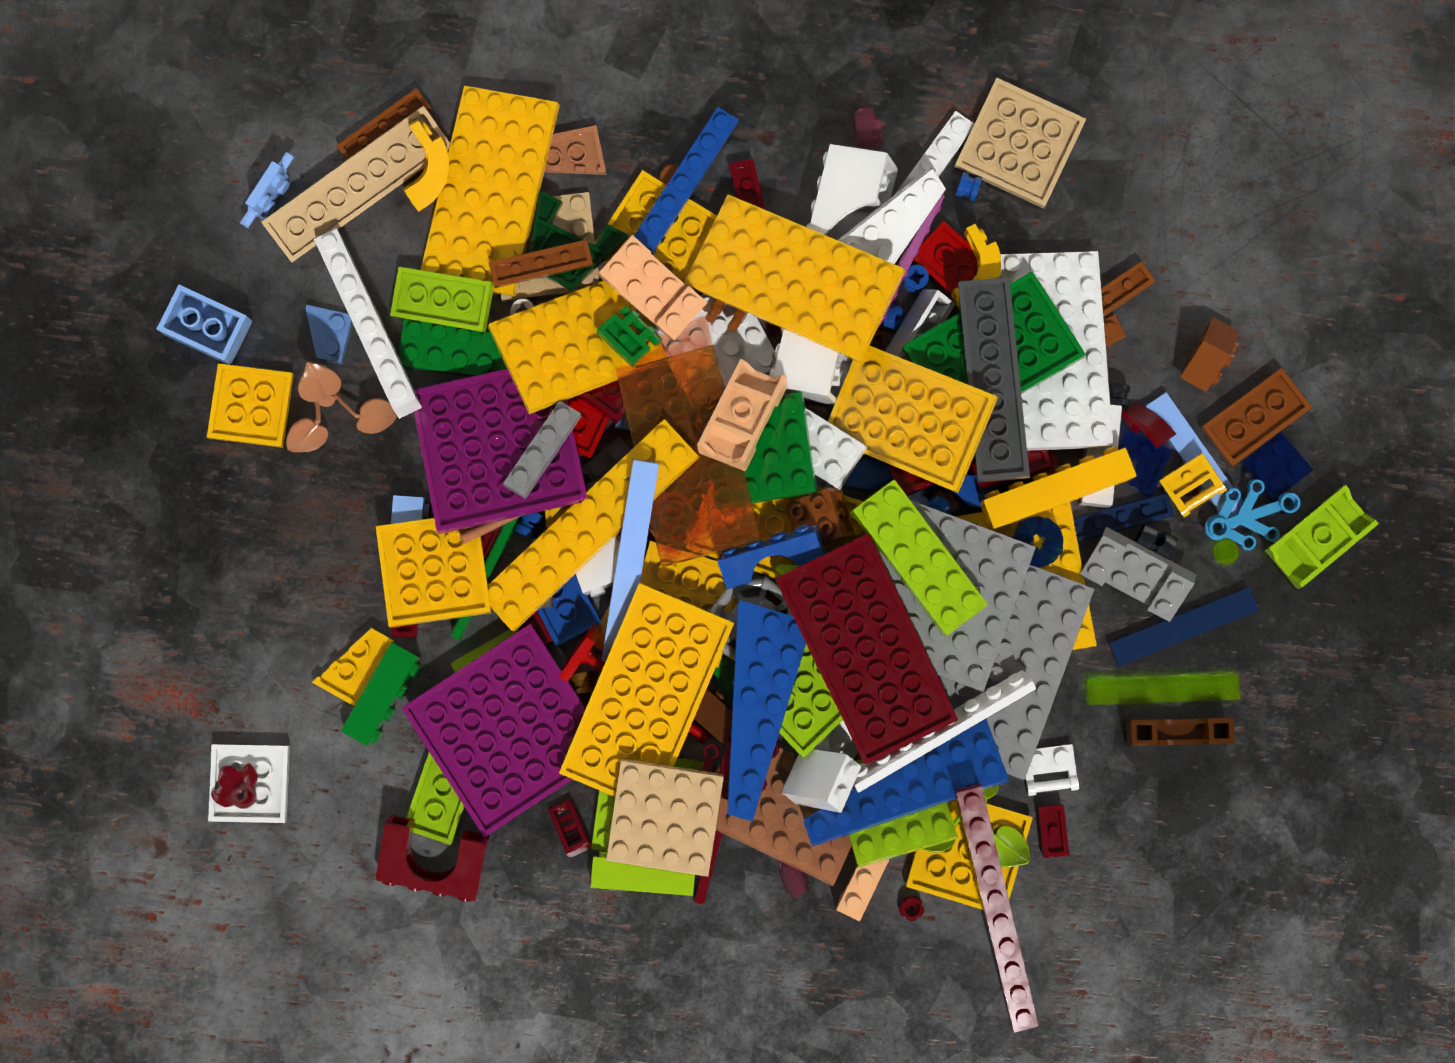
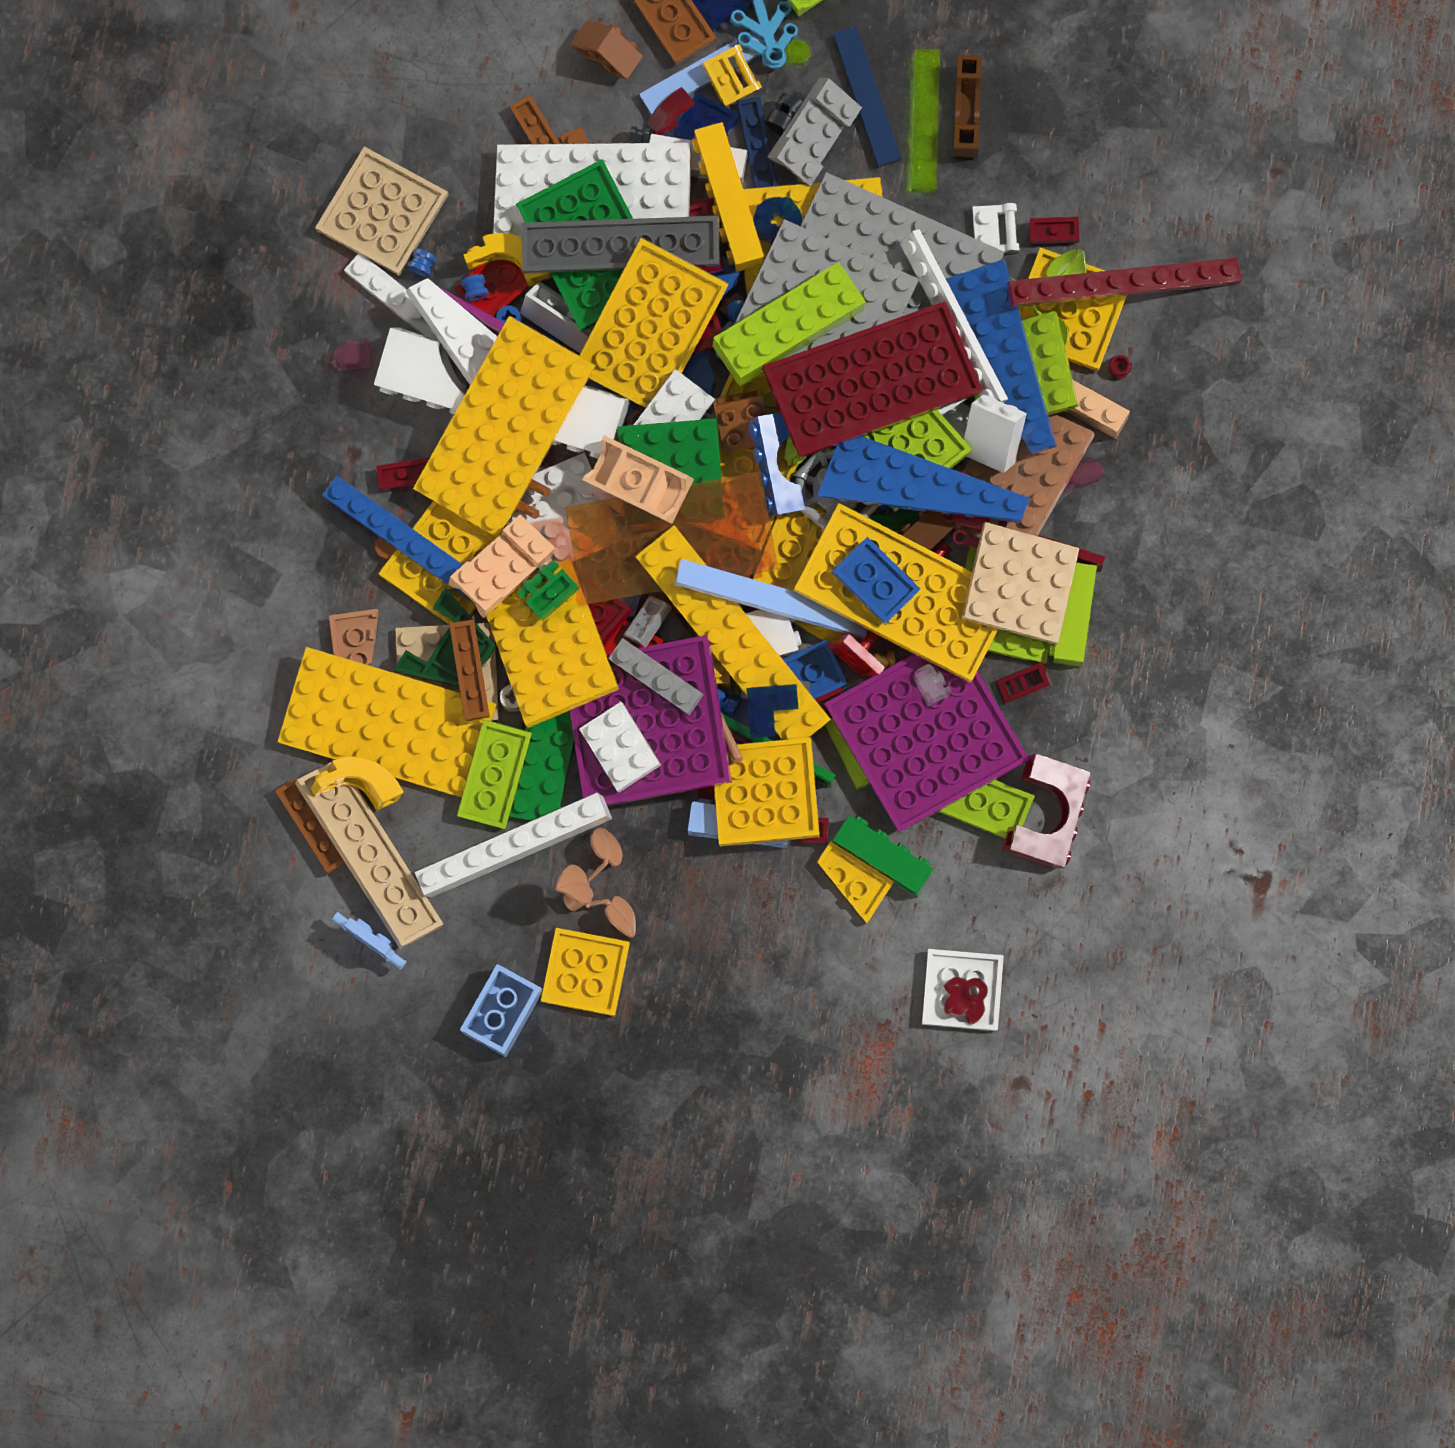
camera: 80 degrees left, 5 degrees down
(329, 333) = (517, 891): medium blue wing -> none
(470, 420) = (620, 747): none -> white plate
(522, 562) = (763, 703): none -> clear blue plate
(552, 731) = (931, 684): none -> clear brick
(606, 439) = (647, 621): none -> light grey plate
(652, 666) = (876, 580): none -> blue plate
(942, 239) = (474, 288): none -> blue wheel

